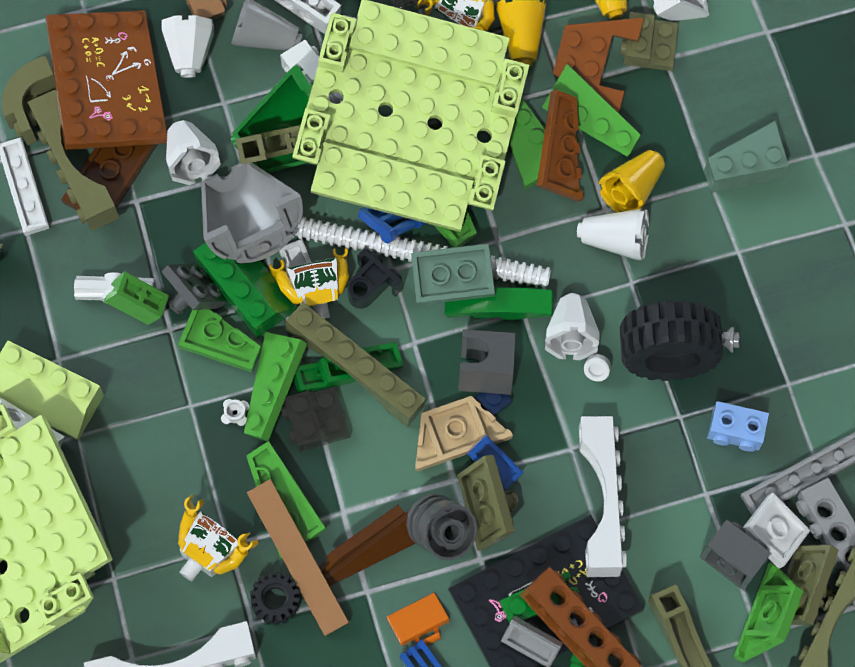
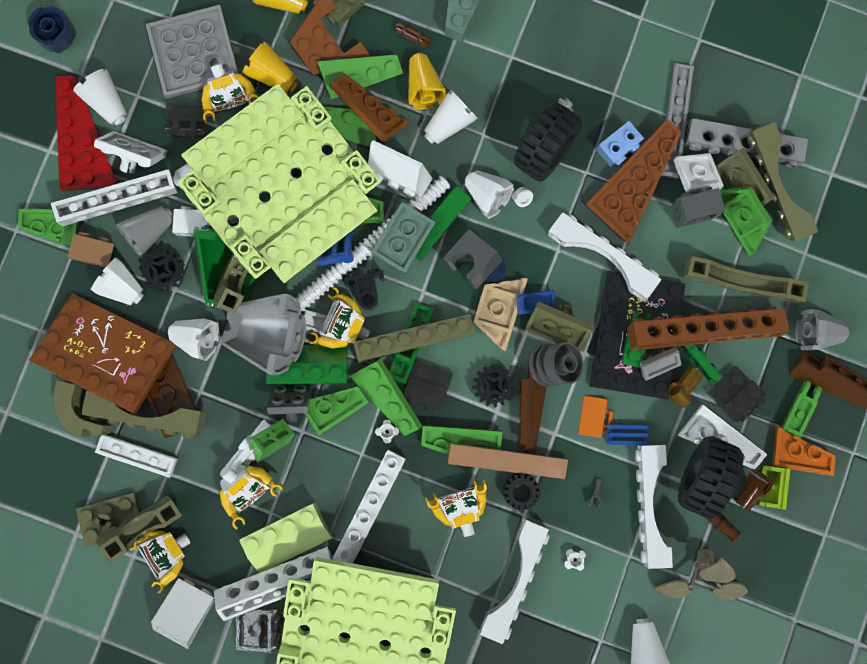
camera: 50 degrees left, 15 degrees up
(65, 307) = (243, 487): none -> torso
(142, 449) = (369, 507): none -> white brick
(247, 77) = (159, 277): none -> black gear
(378, 486) = (499, 379): none -> black gear
(518, 219) = (398, 170): none -> white slope
(676, 137) = (412, 34): none -> reddish brown axle
(697, 472) = (629, 190): none -> dark orange wing

